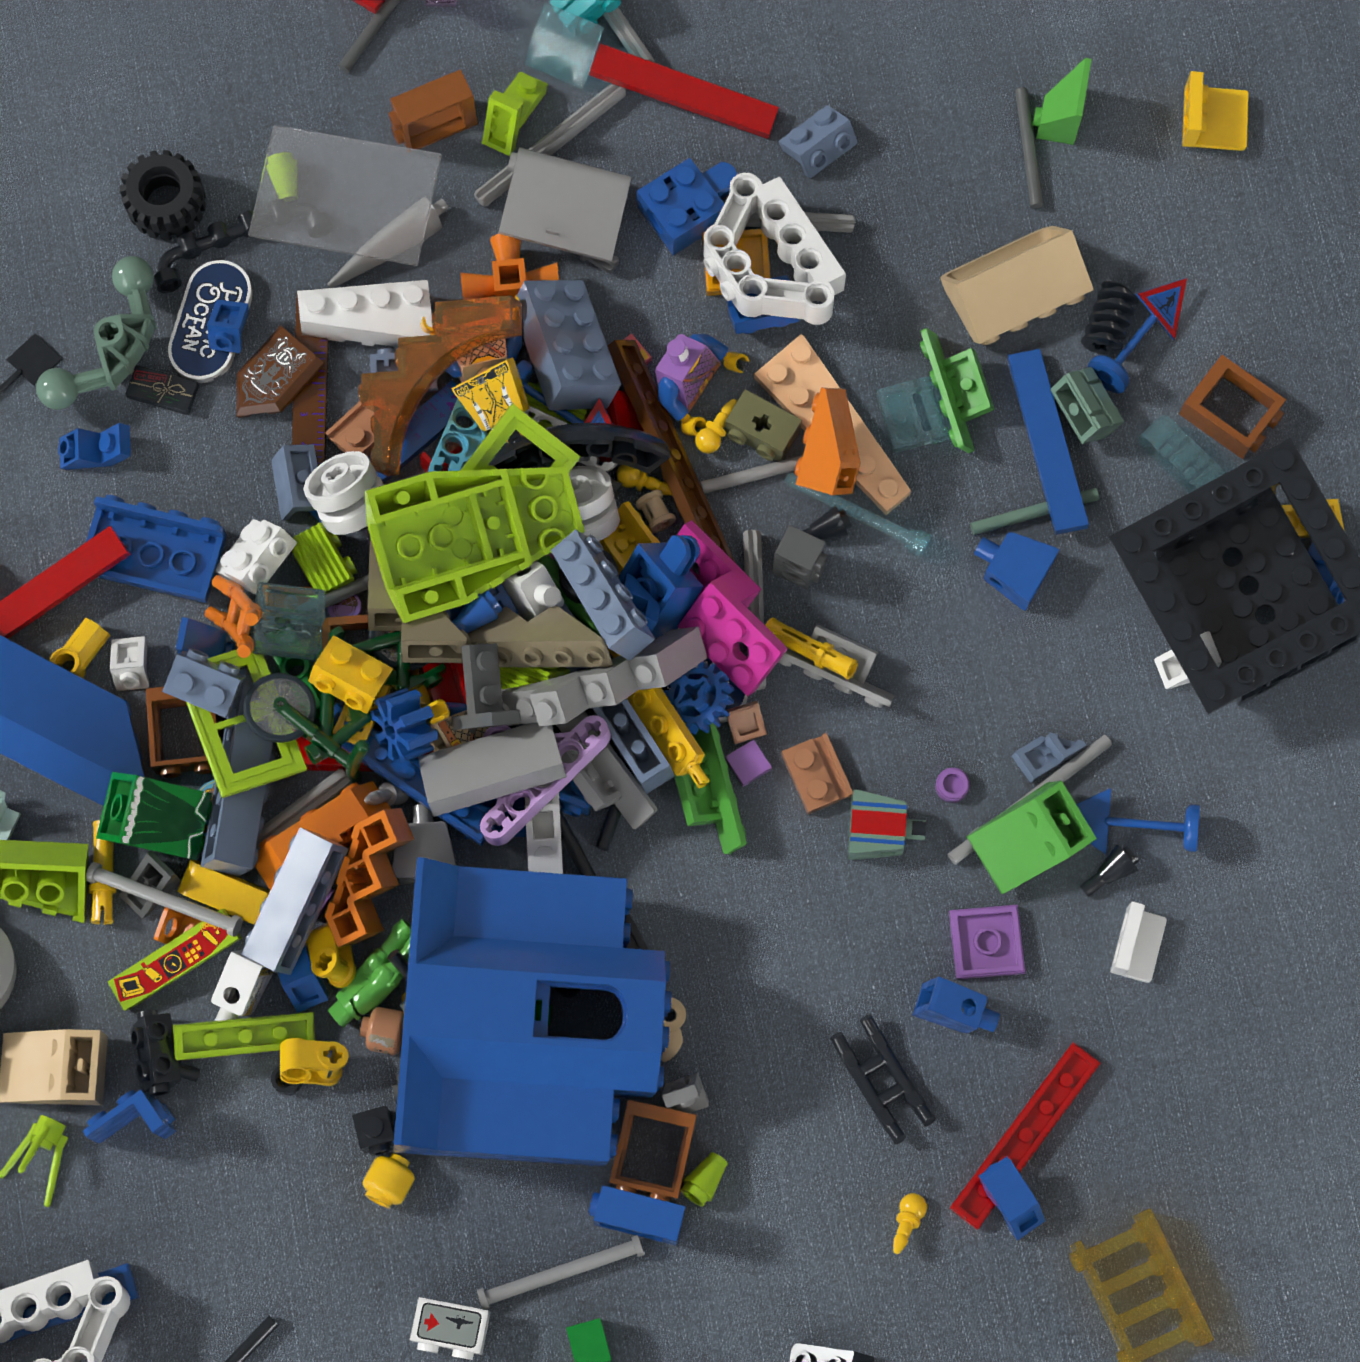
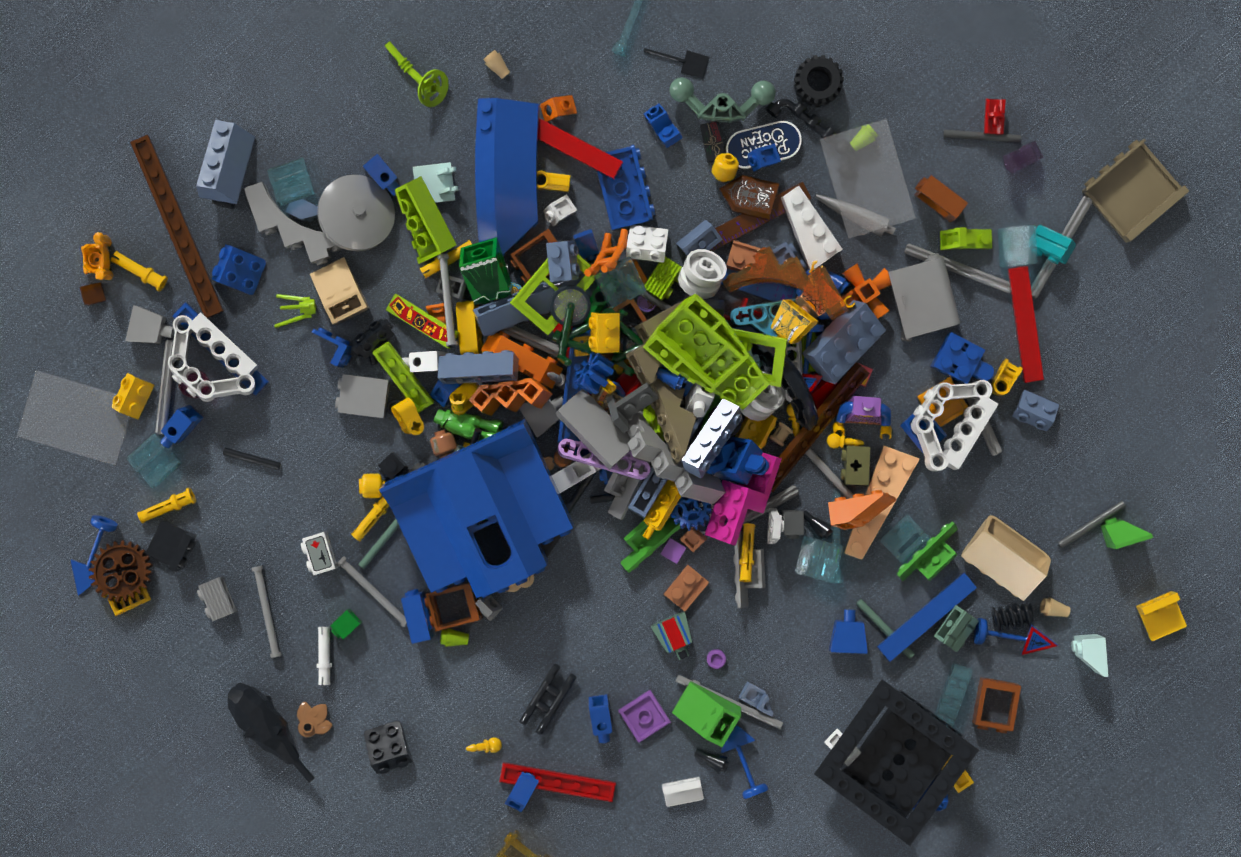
camera: 70 degrees right, 15 degrees up
(209, 387) = (725, 167): none -> yellow head
(237, 1118) = (363, 396): none -> light grey panel
(441, 1212) = (368, 522): none -> yellow pin
(486, 1214) = (379, 544): none -> sand green bar
(512, 855) = (560, 461): none -> dark orange tile
(745, 152) = (1007, 375): none -> yellow piece
(792, 586) = (775, 526): none -> white wing
(877, 550) = (819, 559): none -> clear light blue slope
(1125, 258) = (1054, 608): none -> tan cone
(1223, 232) = (1092, 652): none -> light aqua slope

